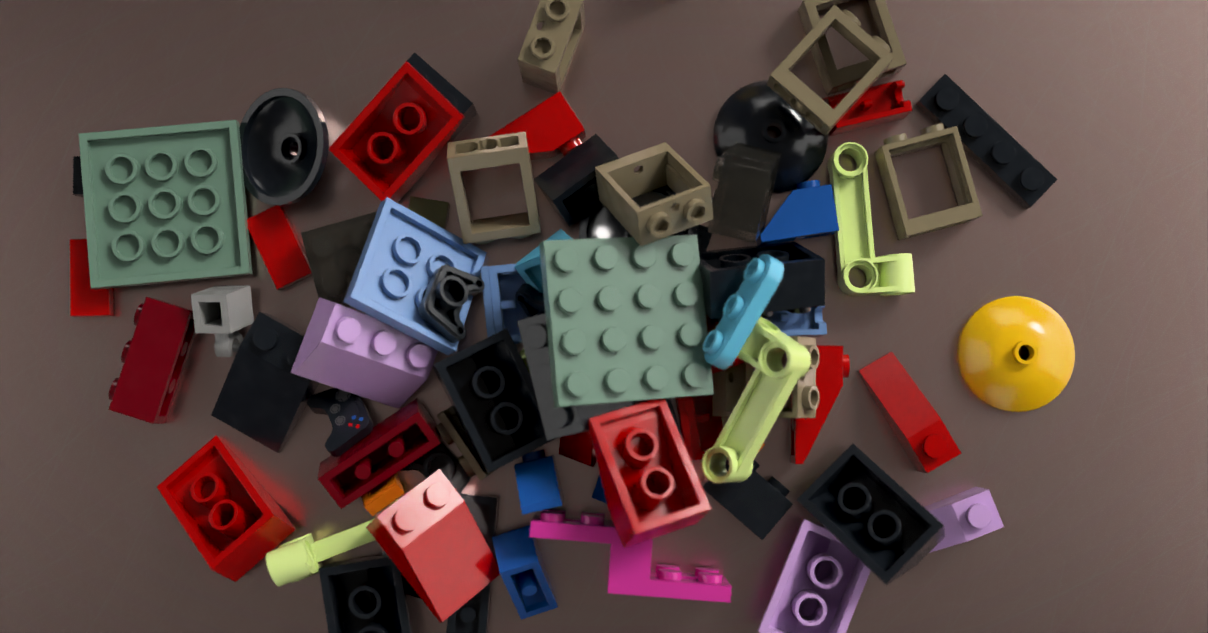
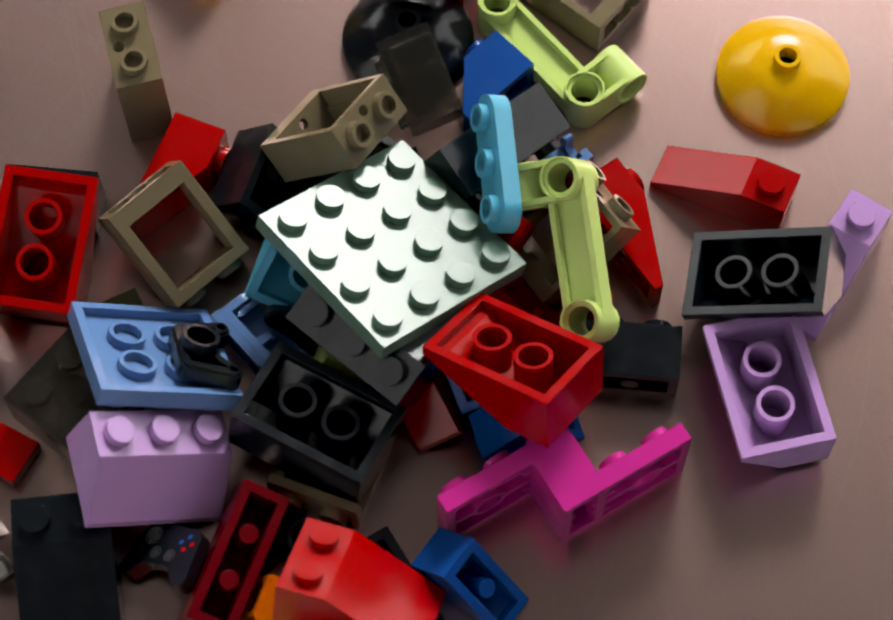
camera: 35 degrees left, 20 degrees down
(538, 482) = (416, 477): blue slope -> none

